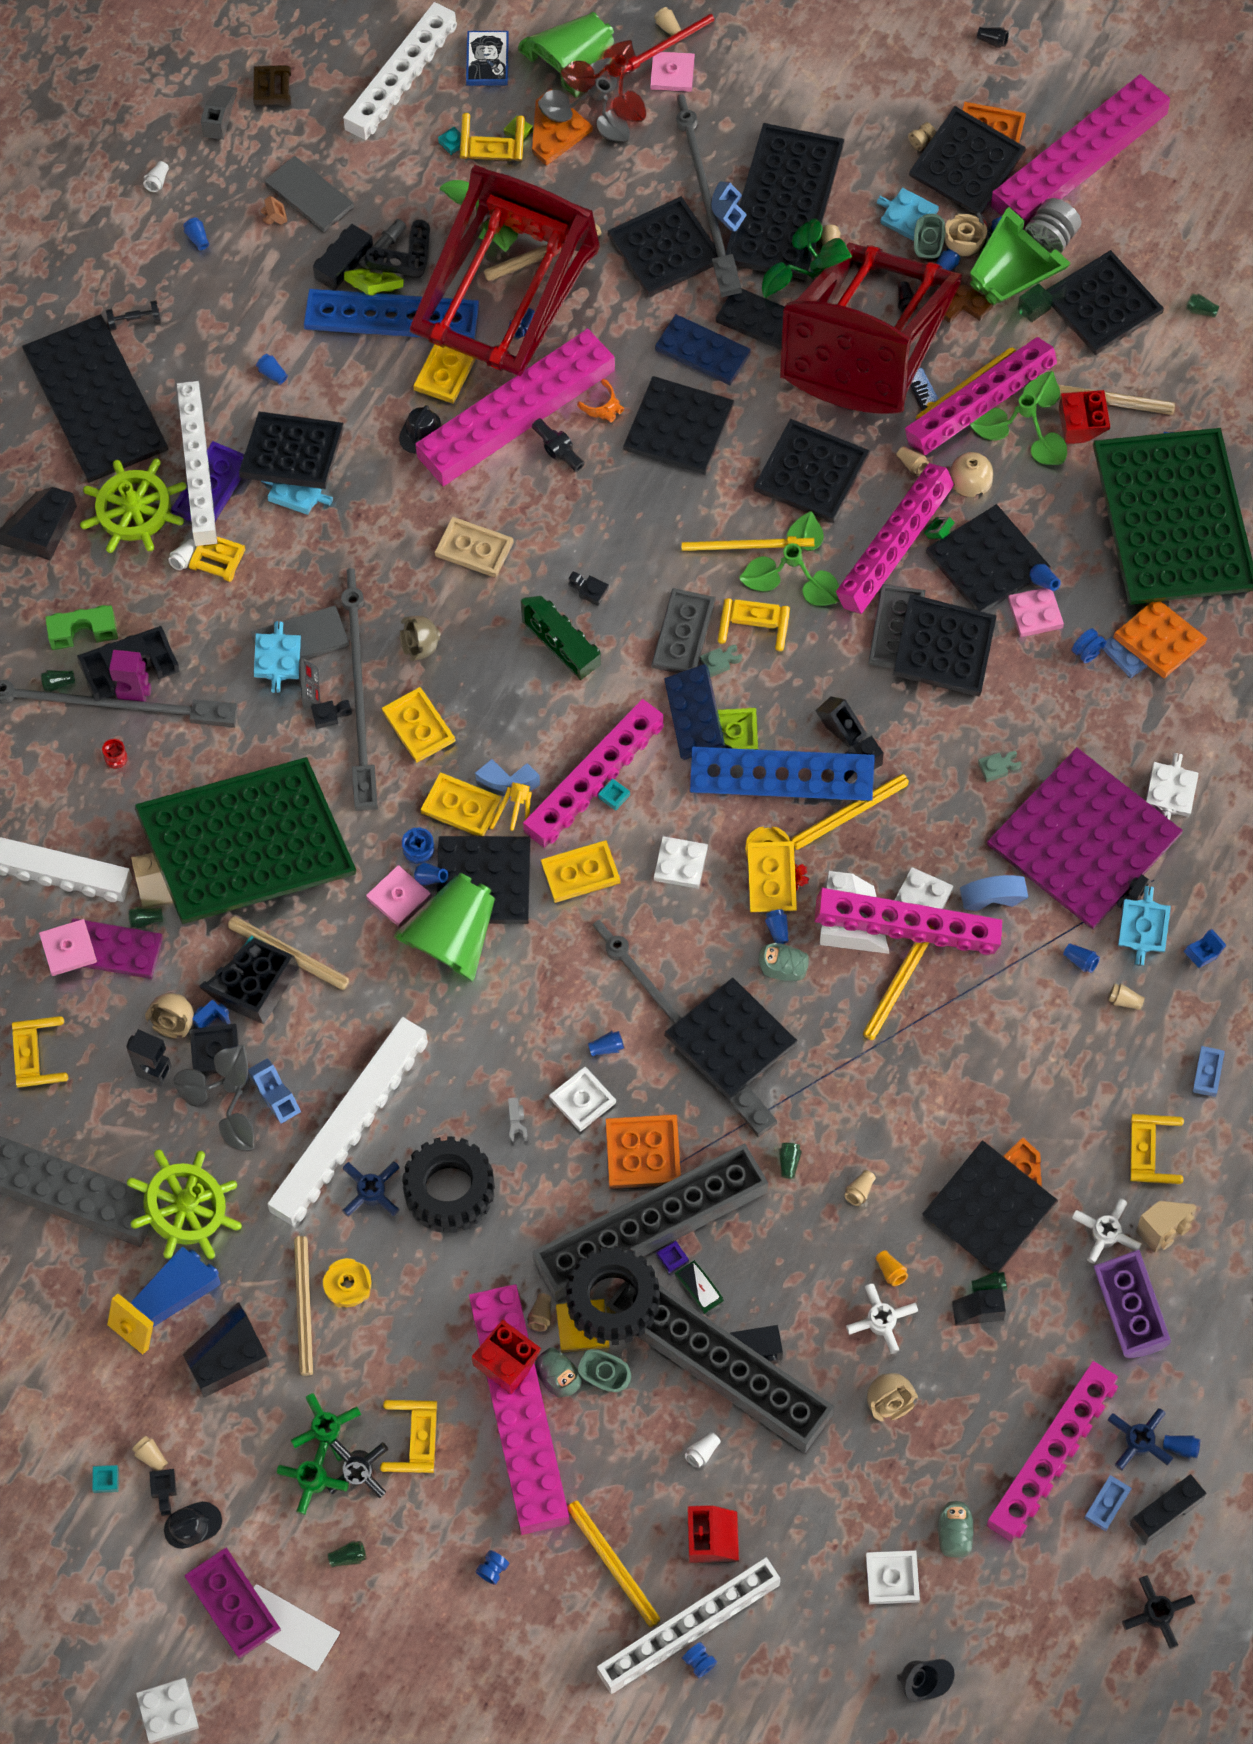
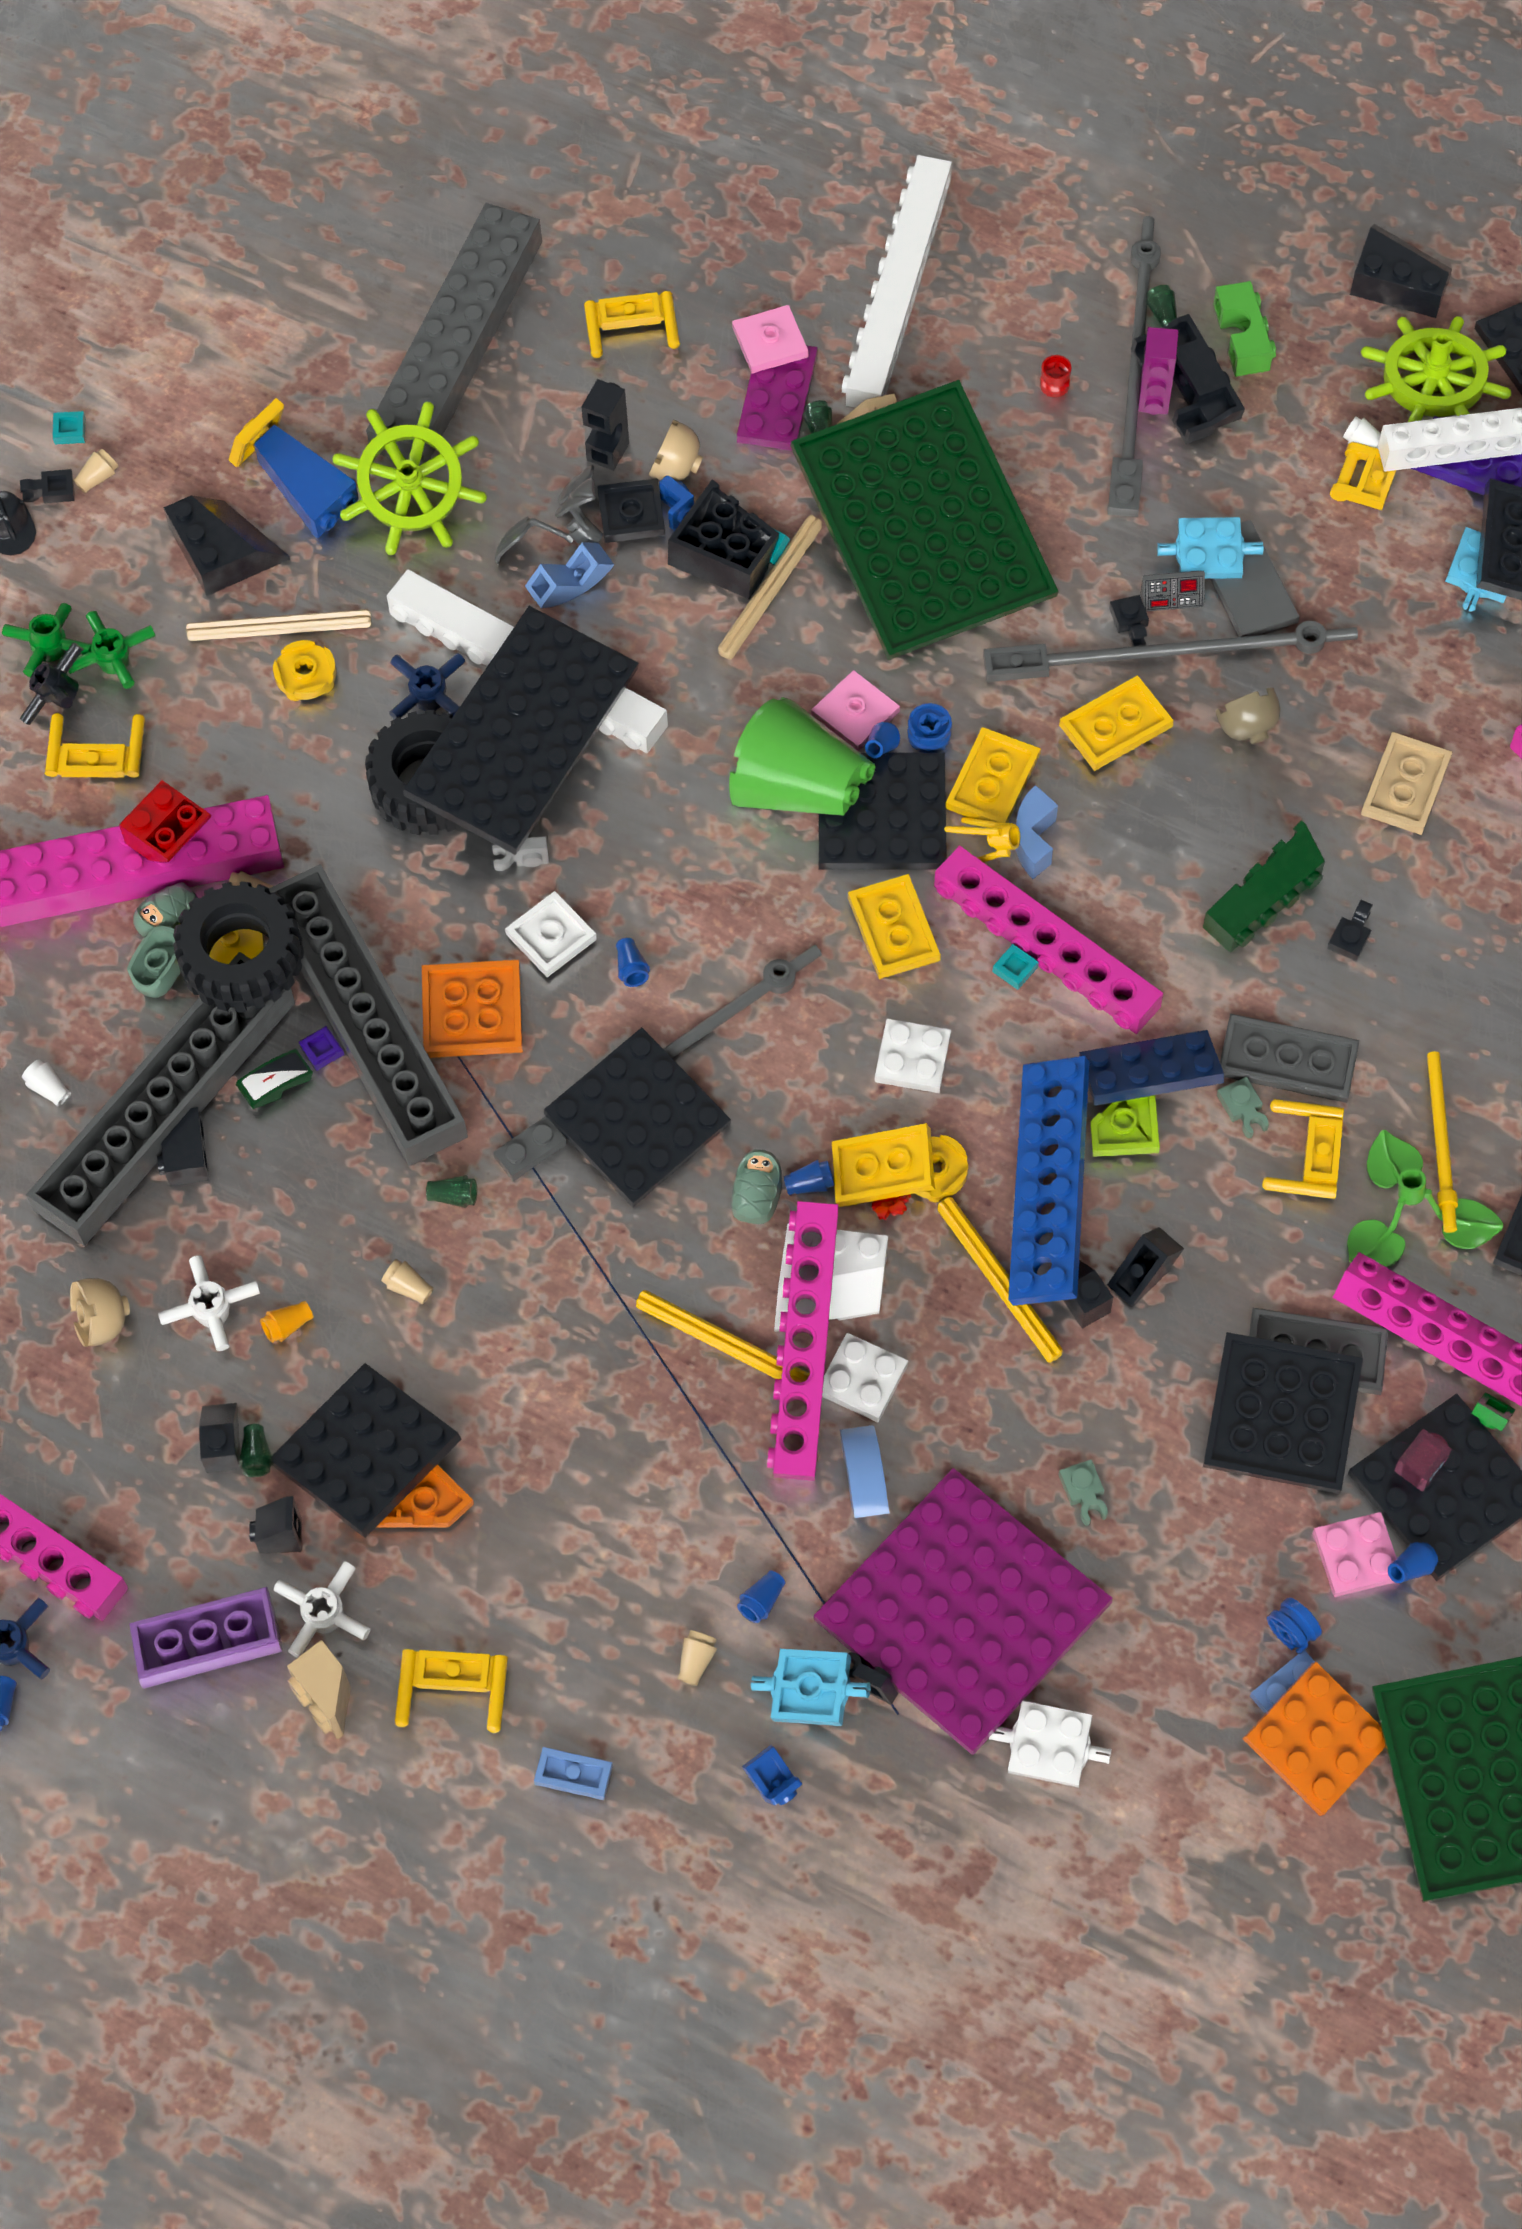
camera: 90 degrees right, 0 degrees up
(424, 1109) = (521, 730): none -> black plate
(979, 564) = (1423, 1459): none -> clear pink brick
(1050, 1260) = (277, 1527): none -> black slope

